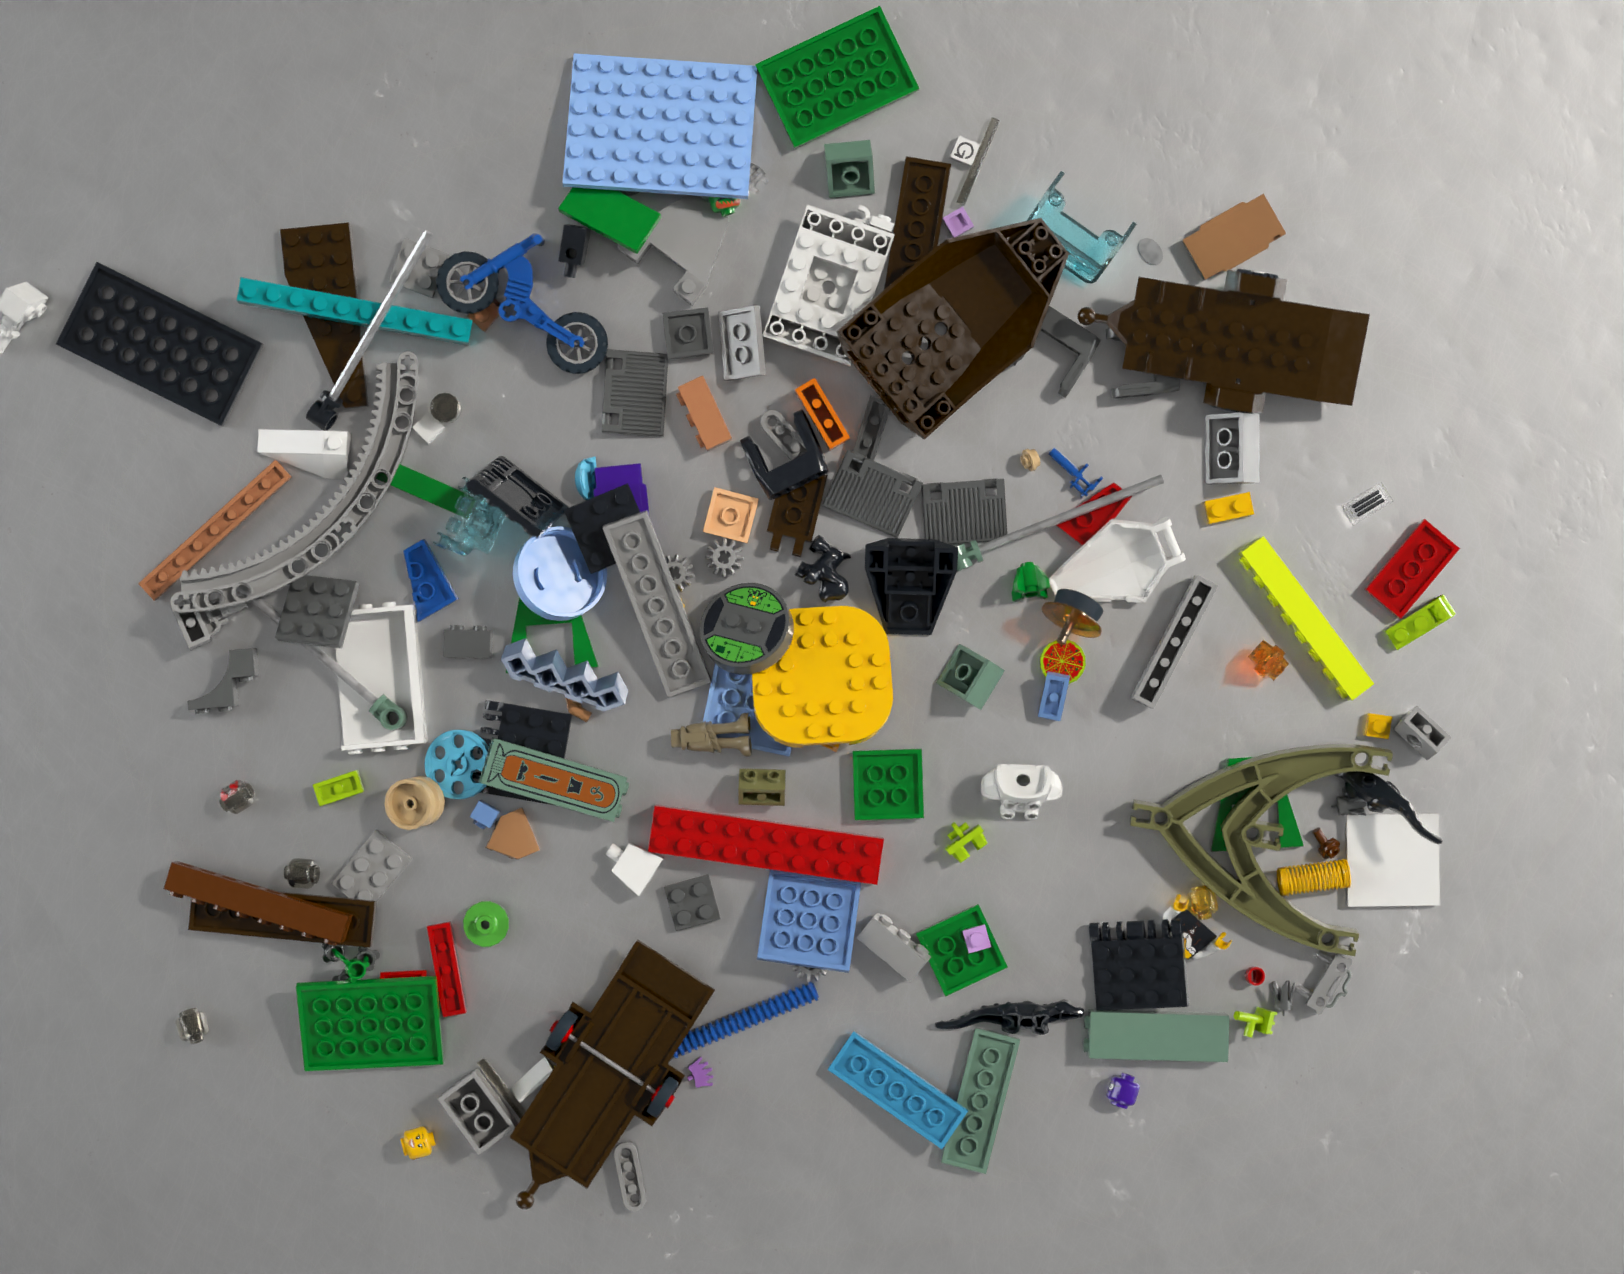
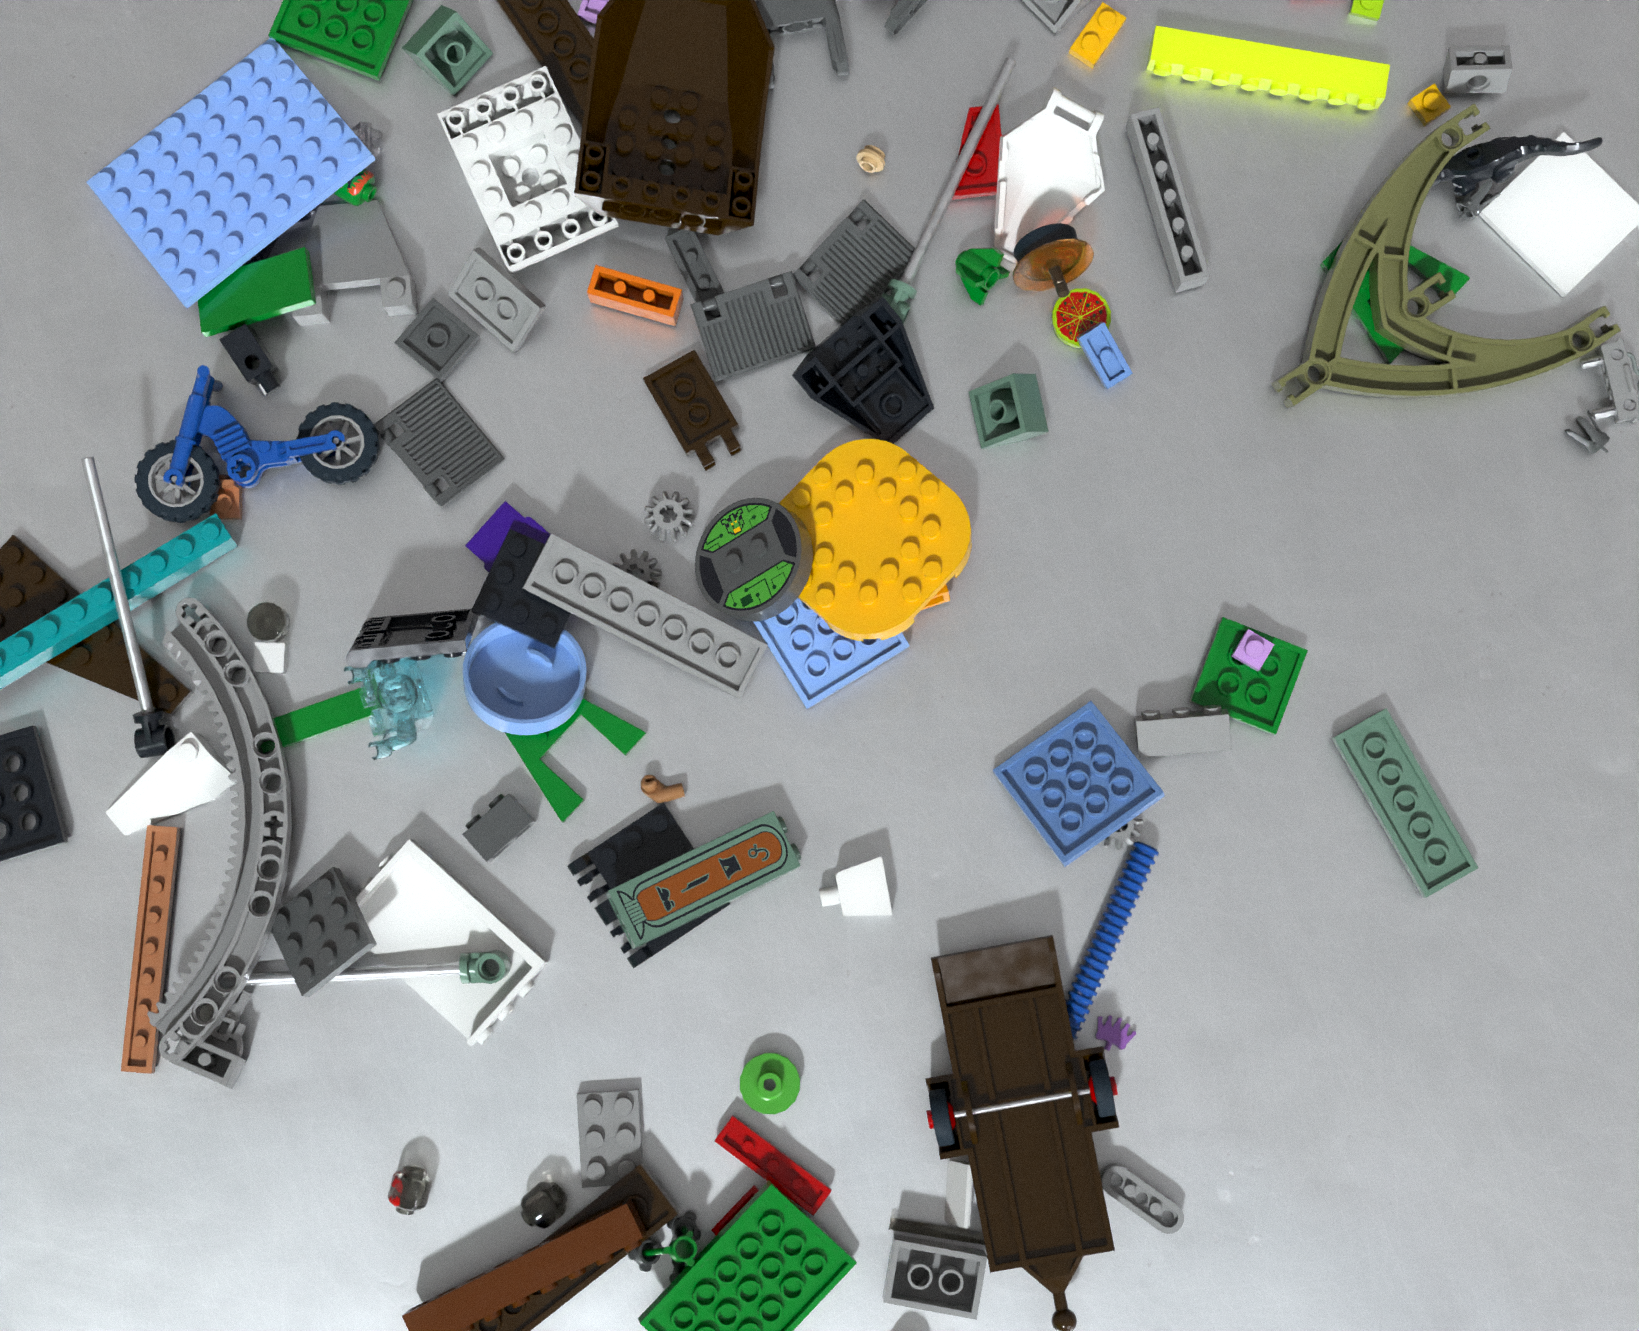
camera: 45 degrees left, 5 degrees down
(242, 664) = (307, 1102): dark grey arch -> none
(338, 788) = (502, 1086): lime plate -> none
(414, 802) = (589, 1030): tan wheel -> none
(424, 274) = (126, 514): light grey plate -> none
(428, 581) = (406, 804): blue wing -> none
(448, 764) = (591, 964): medium azure wedge -> none
(484, 814) = (669, 978): medium blue plate -> none
(513, 836) = (716, 973): medium nougat slope -> none
(575, 682) = (606, 780): sand blue brick -> none
(585, 477) = (466, 564): medium azure plate -> none
(692, 902) = (949, 874): dark grey plate -> none
(703, 413) = (522, 400): nougat brick -> none
(703, 736) = (810, 703): dark tan piece -> none
(730, 515) = (638, 471): light nougat plate -> none
(759, 784) = (911, 698): olive brick -> none
(766, 844) = (967, 750): red brick -> none
(779, 431) = (613, 344): light grey plate -> none
(793, 473) = (659, 374): black connector -> none
(832, 584) = (796, 445): black animal -> none
(881, 222) = (520, 69): white plate -> none
(888, 784) = (1028, 584): green plate -> none
(898, 1090) = (1318, 866): dark azure plate -> none
(957, 847) = (1151, 583): lime hips -> none
(1002, 785) = (1140, 477): white piece -> none
(1017, 1016) = (1361, 688): black animal -> none
(1071, 469) = (923, 134): blue piece -> none
(1123, 1090) = (1529, 665): dark purple head -> none
(1139, 969) = (1433, 534): black hinge -> none
(1157, 1035) = (1509, 582): sand green brick -> none
(1198, 939) = (1445, 459): torso -> none
(1202, 902) = (1429, 417): clear yellow head -> none
(1258, 975) = (1544, 440): red hinge -> none
(1260, 1021) = (1590, 477): lime arm -> none
(1268, 660) = (1271, 135): clear orange brick -> none
(1286, 879) = (1526, 270): yellow piece -> none
(1328, 848) = (1494, 258): reddish brown plate -> none

